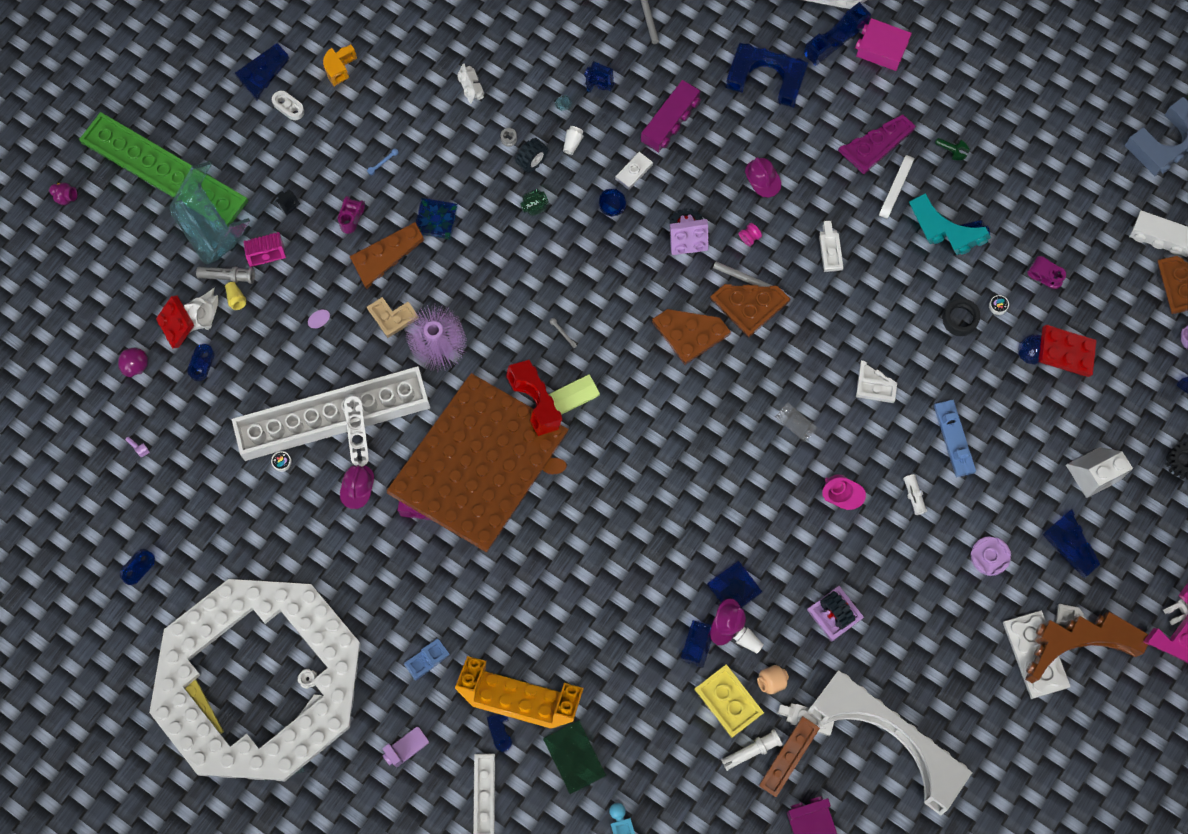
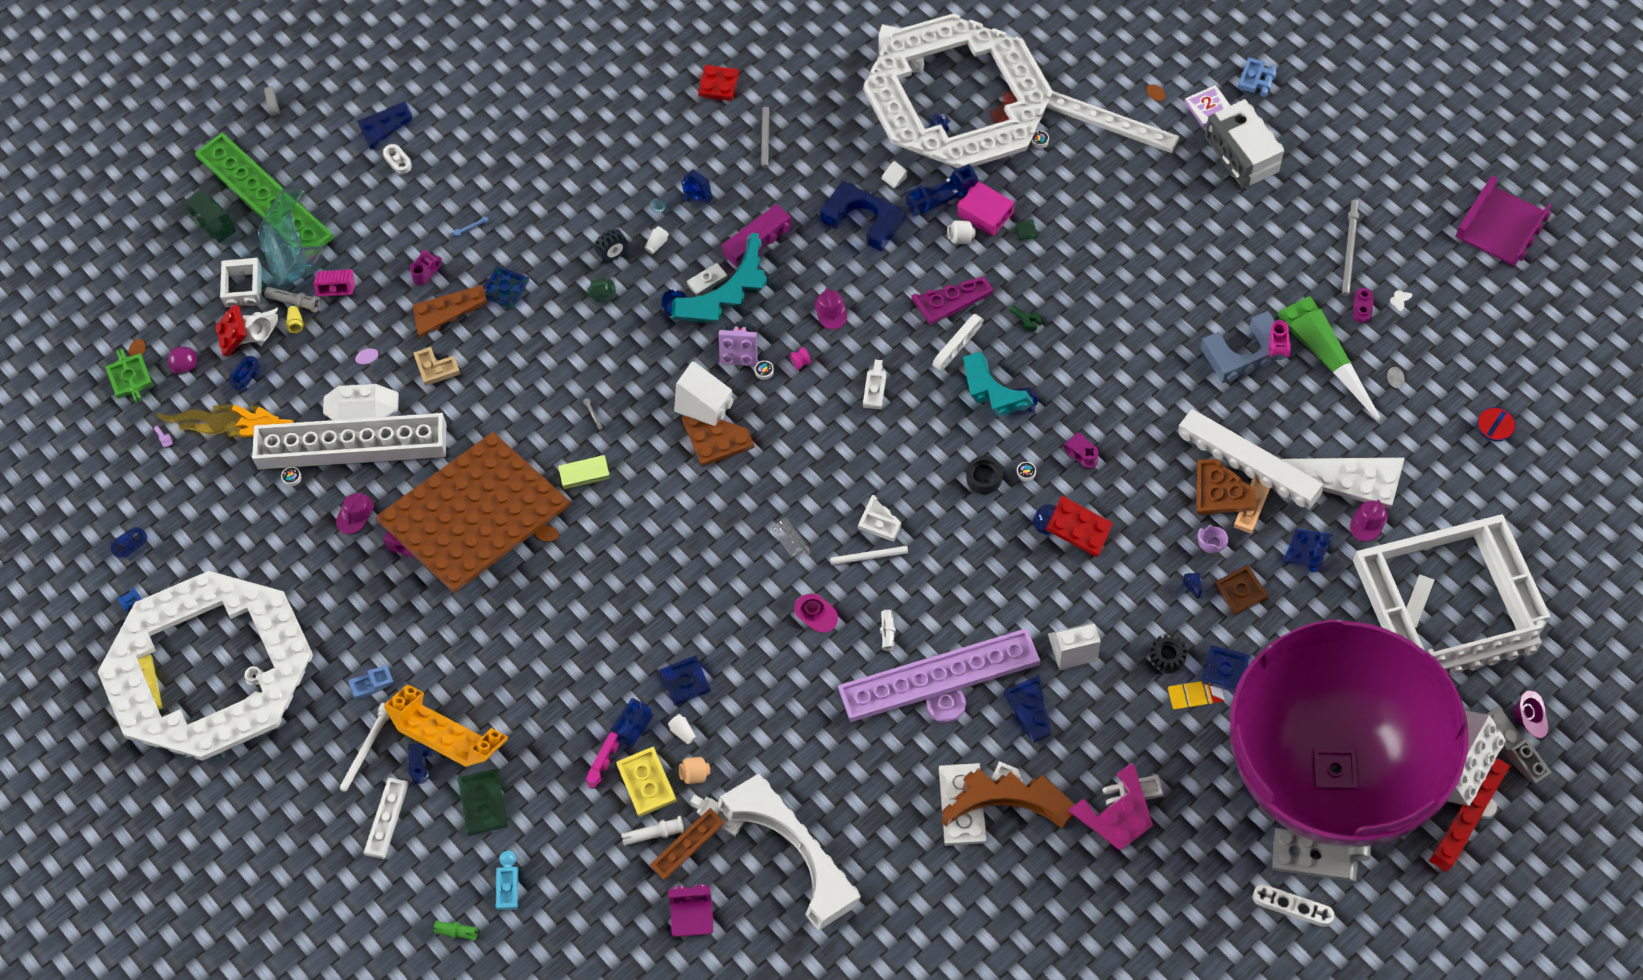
camera: 15 degrees right, 10 degrees down
(63, 193) = (165, 198): magenta animal -> none
(82, 359) = (136, 347): none -> dark orange sticker
(83, 390) = (129, 375): none -> bright green plate
(115, 203) = (210, 216): none -> clear green wedge
(143, 72) = (271, 101): none -> light grey beam
(157, 626) = (129, 599): none -> blue bush
(163, 252) = (237, 268): none -> white window
(199, 416) = (222, 422): none -> clear yellow piece
(287, 201) = (369, 244): black tile -> none
(328, 371) = (360, 402): none -> white wedge
(335, 63) = (453, 128): light orange brick -> none
(356, 430) = (364, 458): white beam -> none
(405, 747) = (324, 758): lavender bracket -> none
(436, 338) = (468, 392): lavender piece -> none
(450, 690) = (383, 715): none -> white piece
(471, 90) = (573, 165): white hinge -> none
(505, 141) = (596, 221): light grey bush -> none
(525, 379) = (541, 447): red arch -> none
(664, 181) = (706, 307): none -> teal arch
(670, 294) = (702, 395): none -> white slope
(680, 691) = (602, 760): none -> dark pink hinge
(717, 253) = (764, 370): none -> tile
(727, 622) = (664, 707): magenta piece -> none
(740, 275) = (786, 399): light grey bar -> none
(750, 304) = (780, 422): dark orange plate -> none
(785, 26) = (894, 175): none -> white slope
(835, 613) = (774, 722): plate -> none
(867, 73) = (961, 232): none -> white head
(873, 422) = (869, 555): none -> white bar
(927, 58) = (1026, 229): none -> clear green tile
(954, 438) = (943, 587): medium blue hinge -> none
(977, 530) = (938, 675): none -> lavender plate

